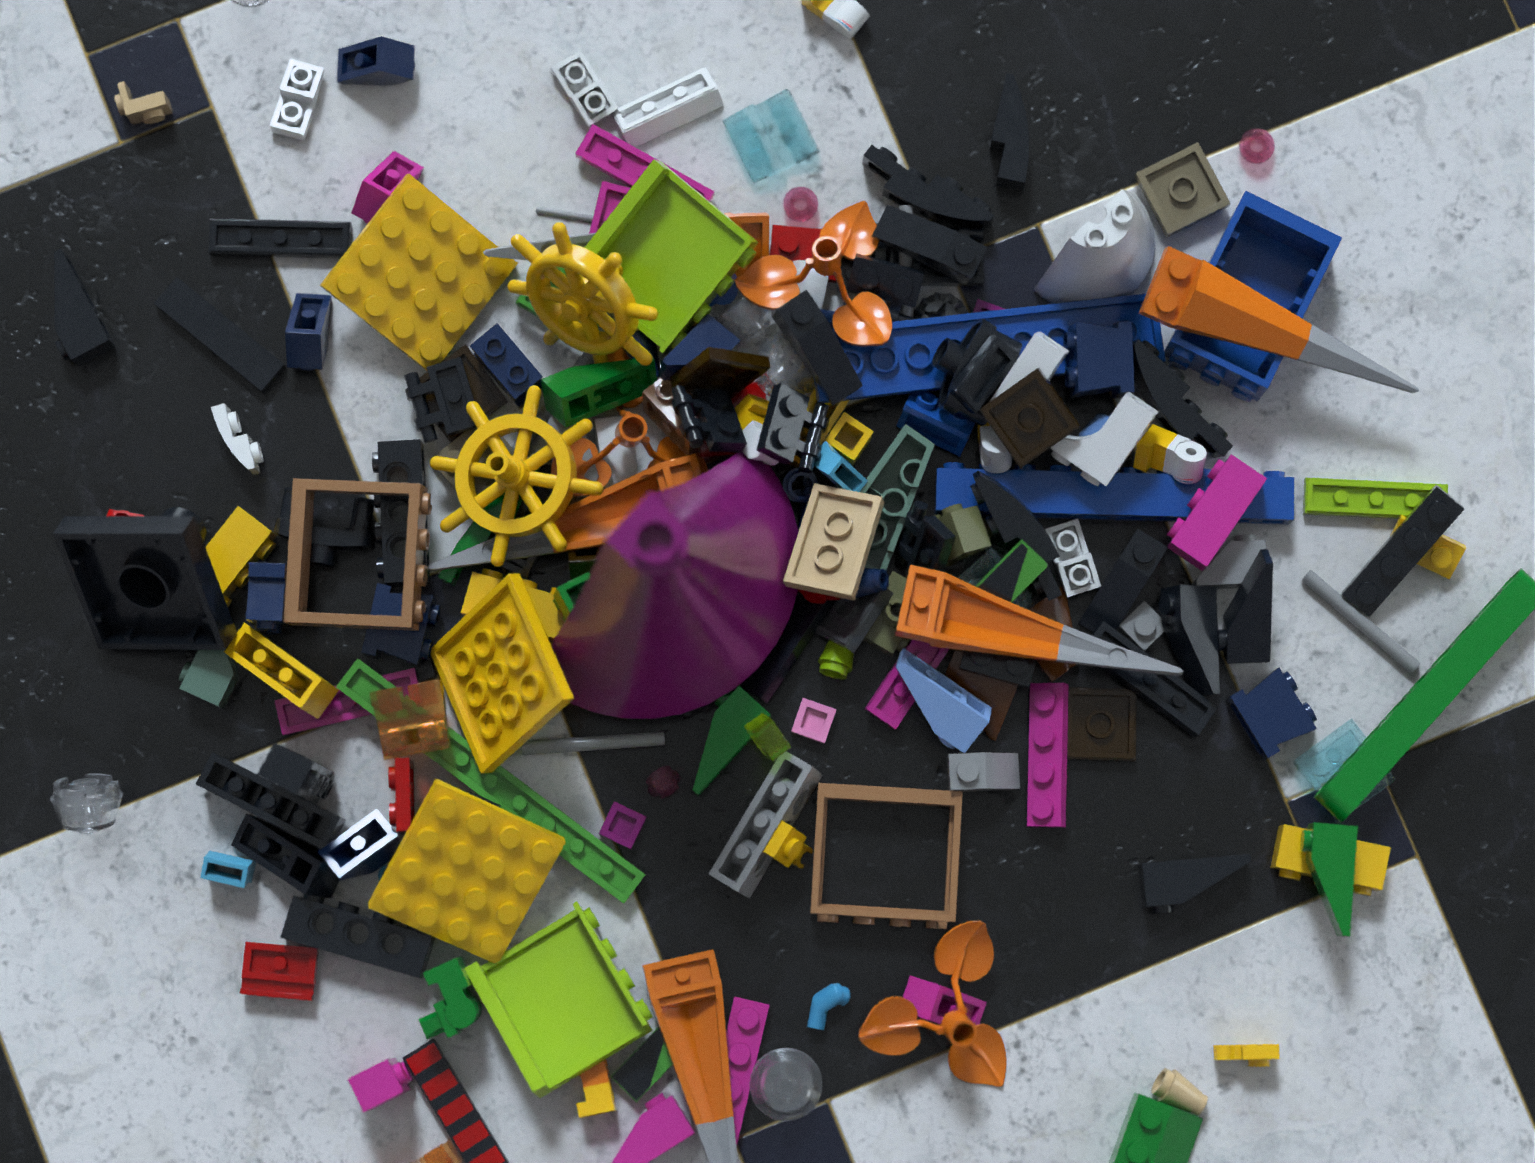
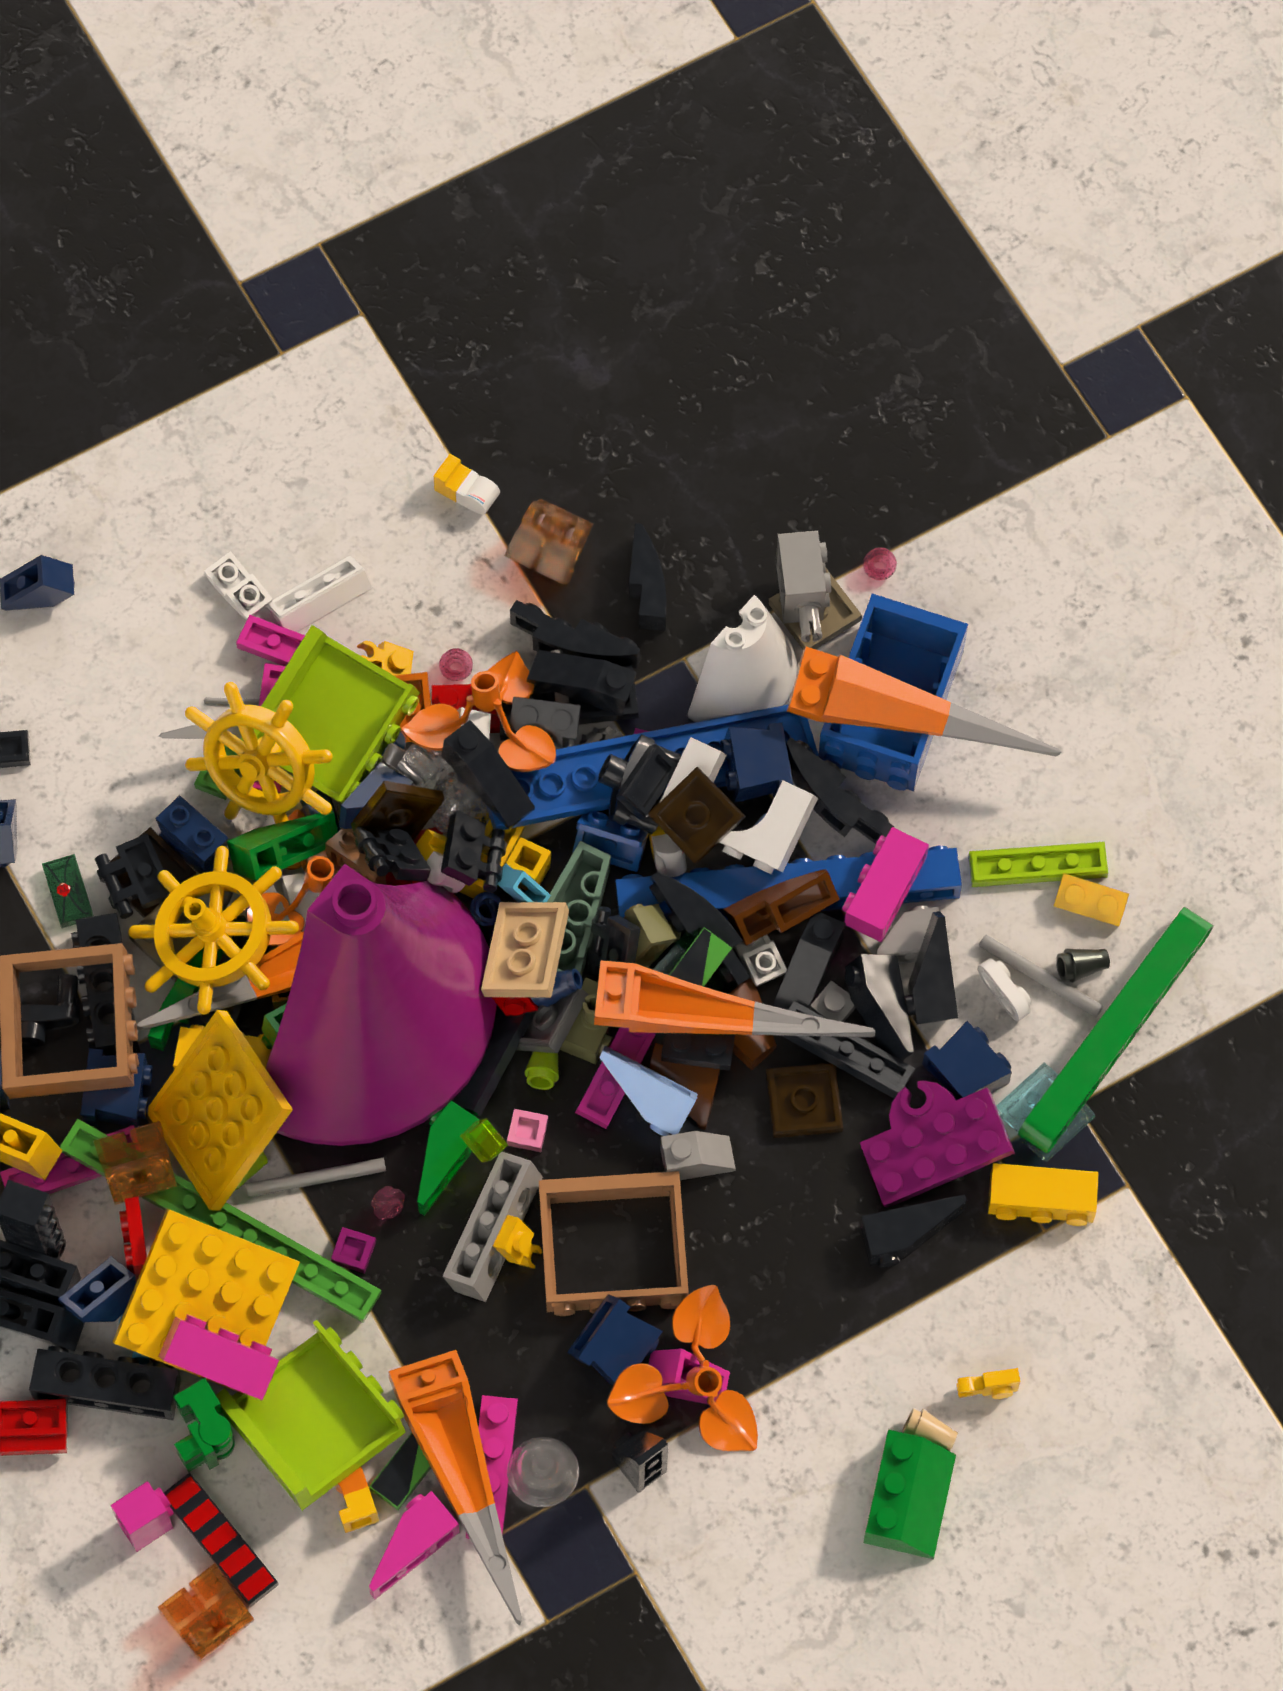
camera: 10 degrees left, 15 degrees down
(374, 403) = (67, 890): none -> clear green tile
(381, 183) = (58, 697): dark pink slope -> none
(418, 273) = (98, 764): yellow plate -> none
(473, 934) = (219, 1356): none -> dark pink brick
(722, 313) = (393, 757): none -> flat silver hand
(732, 192) = (388, 656): none -> yellow plate
(771, 136) = (420, 608): clear light blue slope -> none
(824, 1001) = (577, 1383): dark azure arm -> none
(874, 962) = (614, 1339): none -> dark blue hips
(884, 1086) = (641, 1458): none -> black slope
(916, 77) = (548, 523): none -> clear orange hips
(1047, 755) = (757, 1133): dark pink plate -> none
(1104, 521) = (781, 905): none -> reddish brown slope
(1170, 454) = (836, 840): leg -> none
(1174, 166) = (803, 581): none -> light grey brick
(1227, 791) = (934, 1142): none -> magenta plate
(1315, 620) = (997, 979): none -> white plate
(1331, 862) = (1043, 1193): green slope -> none
(1402, 550) = (1069, 902): black plate -> none
(1404, 614) = (1080, 963): none -> pearl dark grey cone

